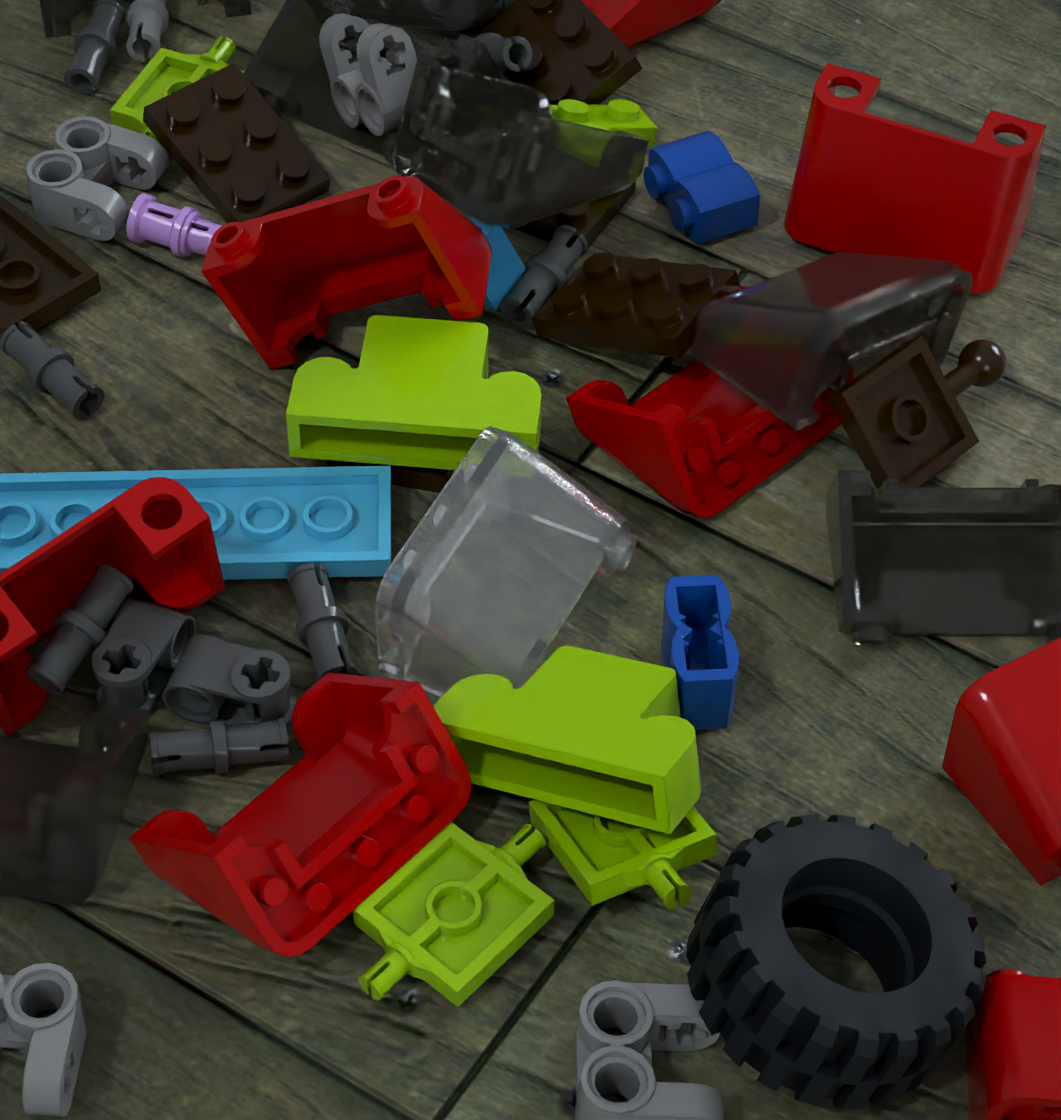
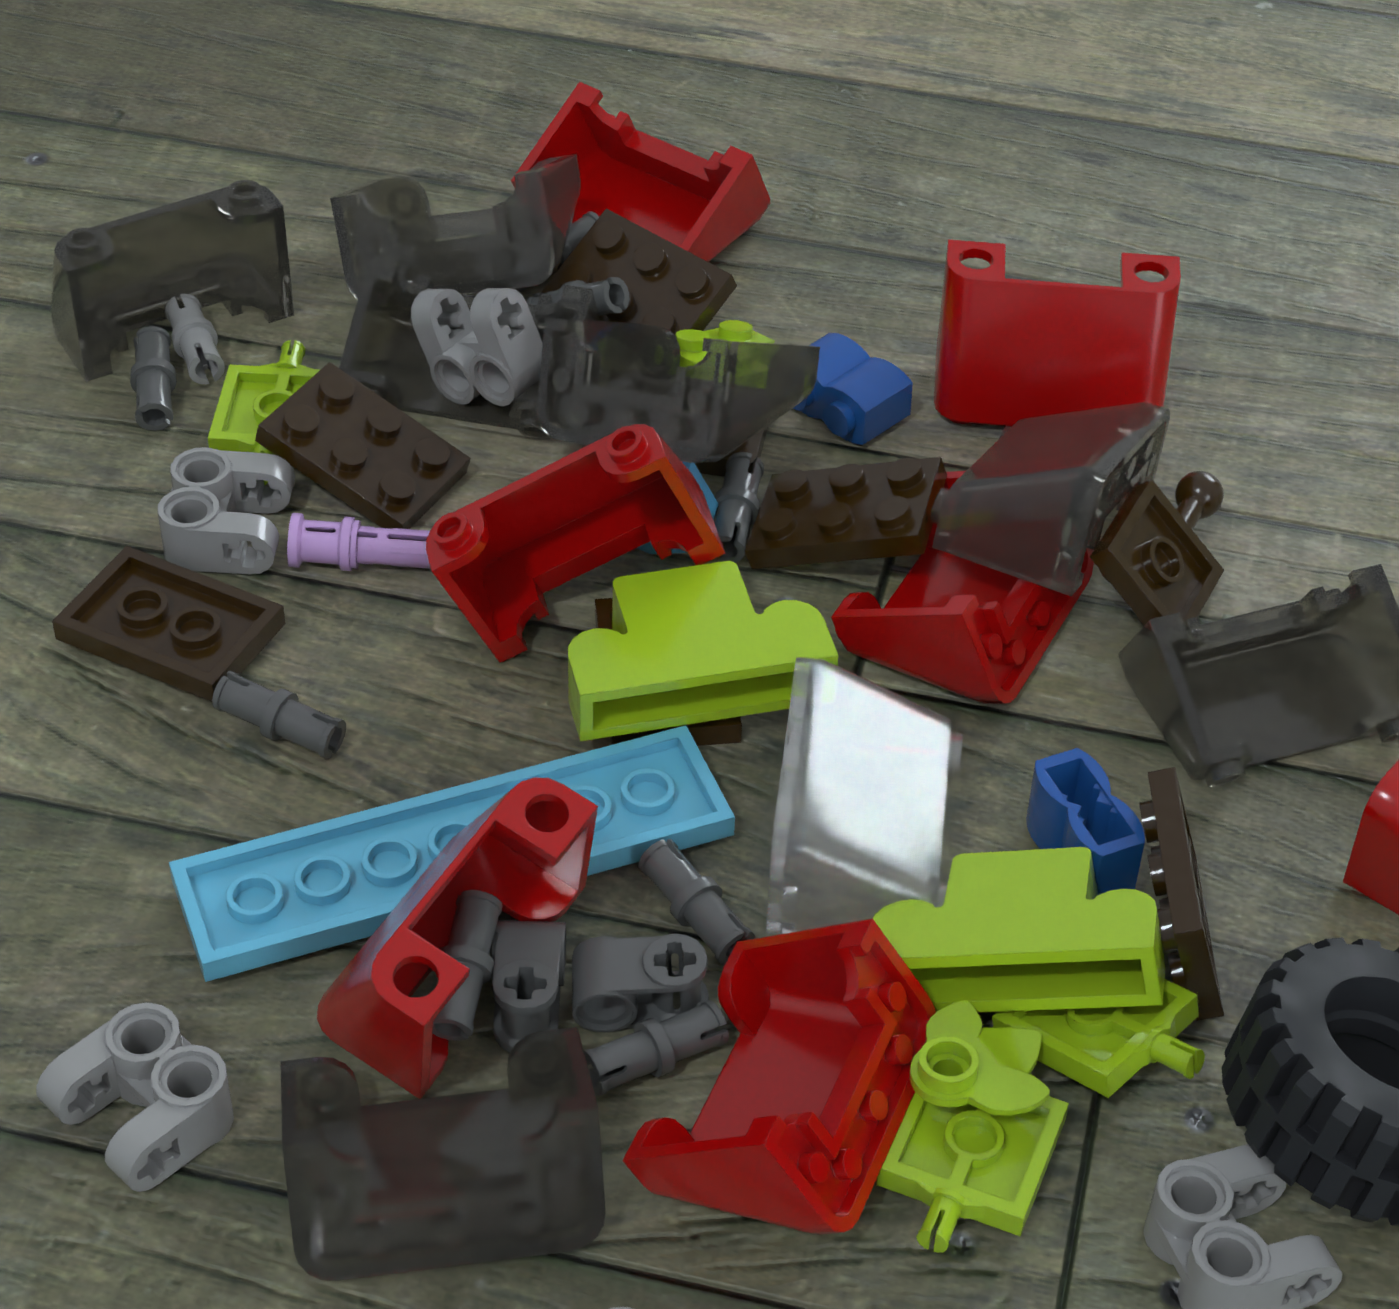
camera: 20 degrees left, 5 degrees down
(488, 840) = (978, 1064): none -> lime plate
(754, 732) = (1176, 874): none -> dark brown plate

